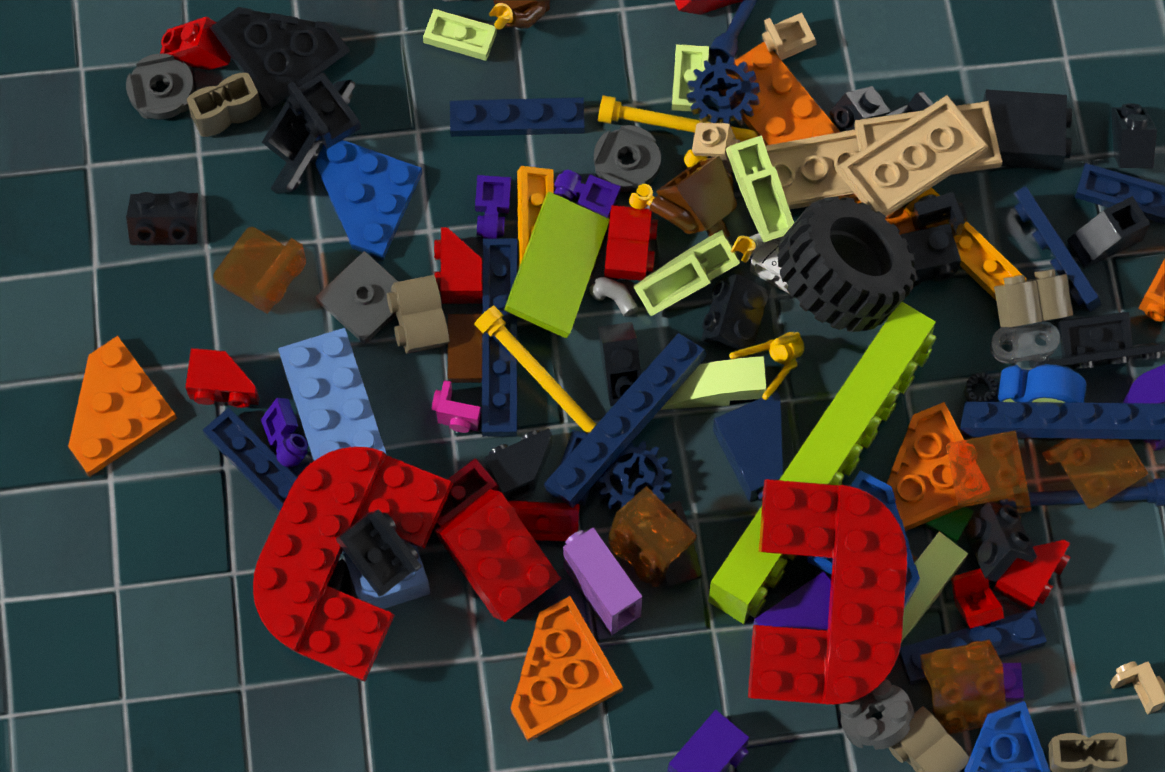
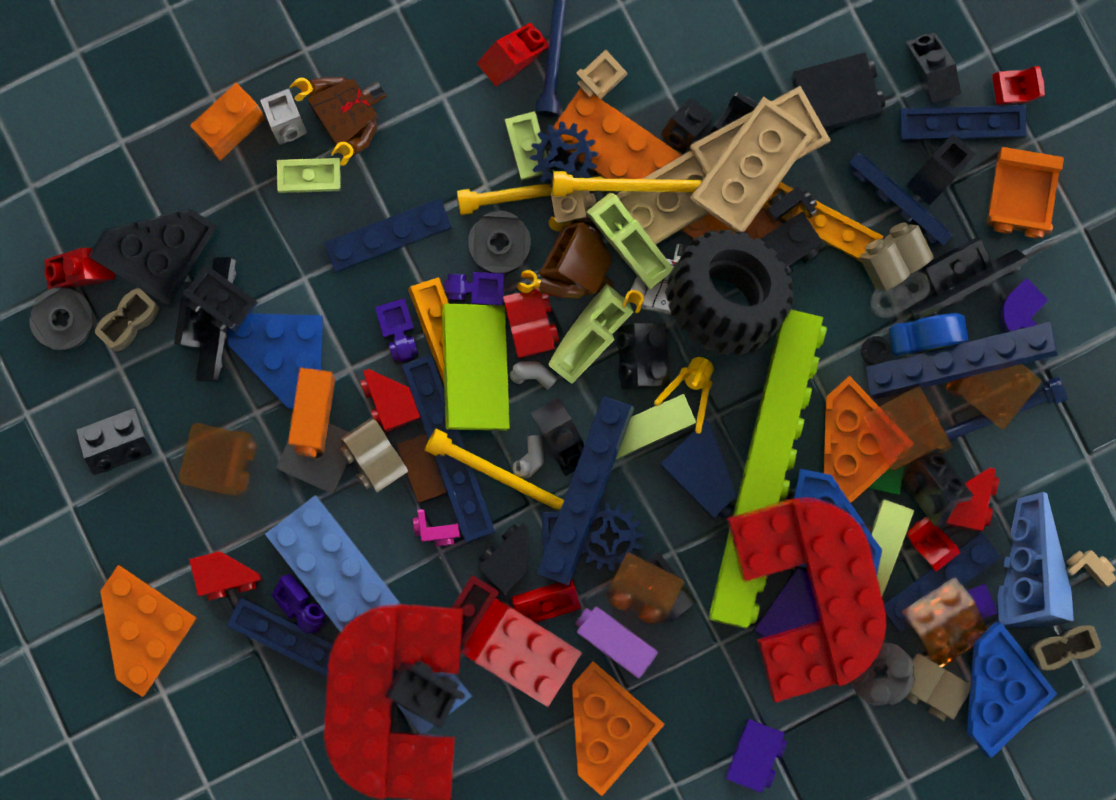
camera: 20 degrees left, 15 degrees up
(373, 242) = (311, 412): none -> orange brick
(581, 379) = (532, 460): none -> light grey arm
(714, 114) = (566, 184): none -> yellow piece
(1079, 677) = (1036, 576): none -> medium blue wedge

